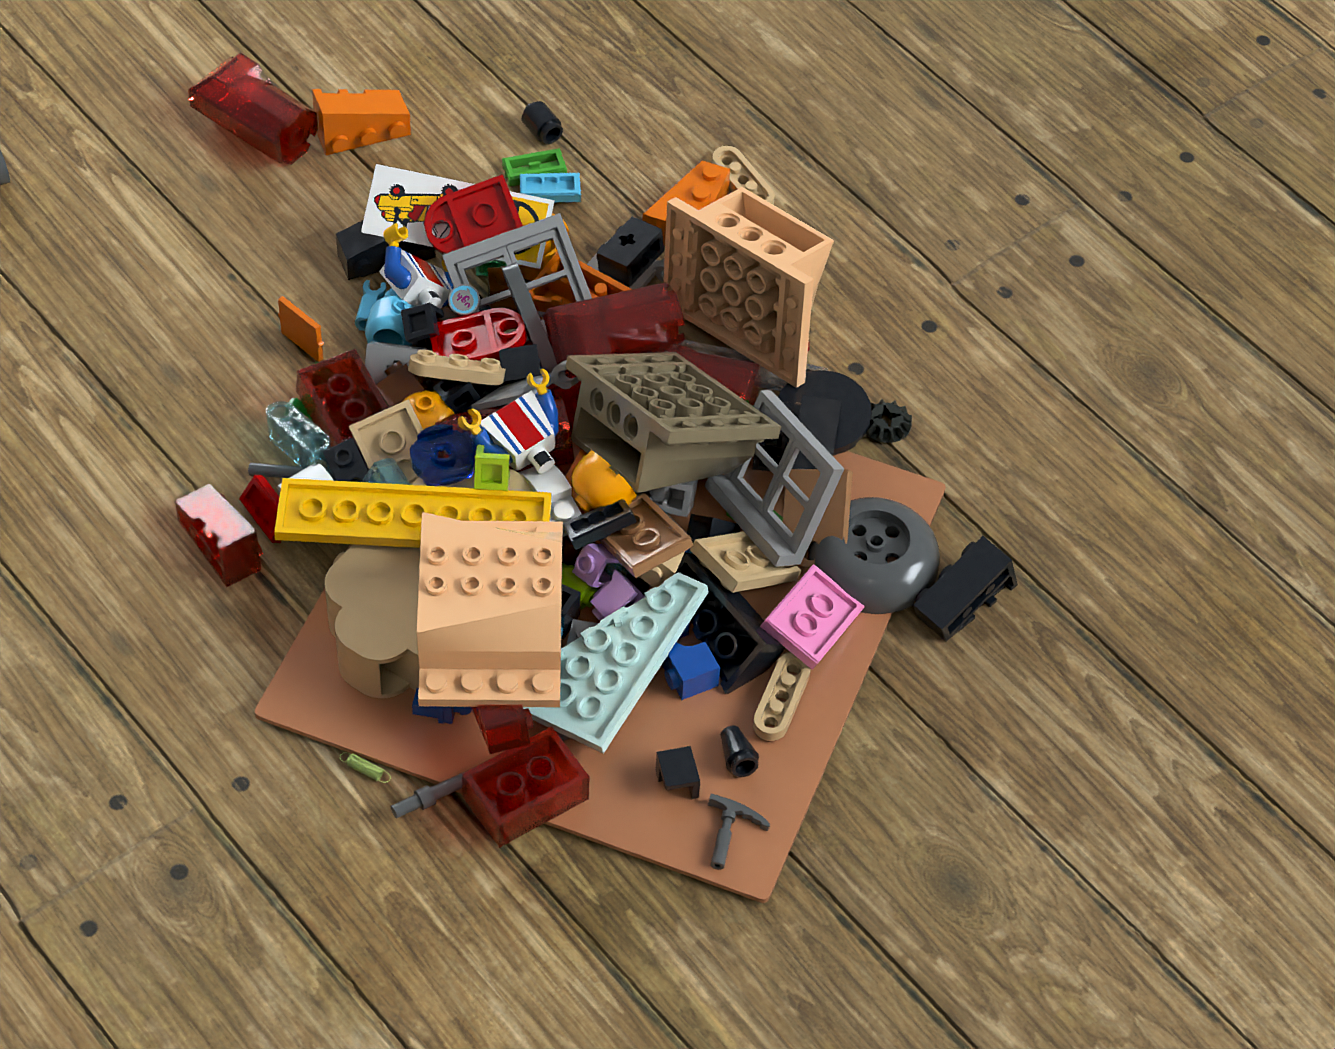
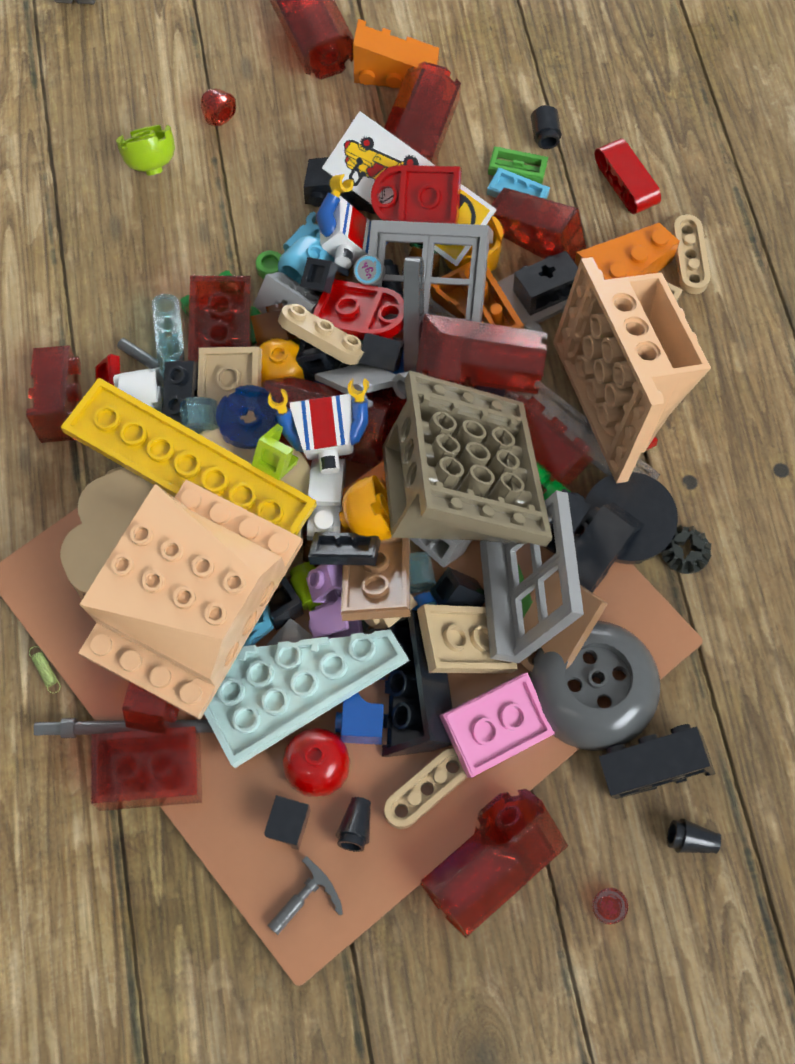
camera: 30 degrees right, 15 degrees up
(166, 287) = (147, 149): none -> lime cylinder
(208, 224) = (217, 106): none -> clear red cone
(300, 329) = (230, 234): orange piece -> none
(351, 340) = (267, 263): none -> bright green tile
(419, 140) = (424, 109): none -> clear red brick
(594, 205) = (539, 224): none -> clear red wedge
(644, 136) = (627, 176): none -> red beam
(671, 719) = (316, 762): none -> red cylinder
(876, 723) = (496, 861): none -> clear red brick
(991, 721) = (610, 906): none -> clear red tile
(1025, 637) = (692, 838): none -> black cone

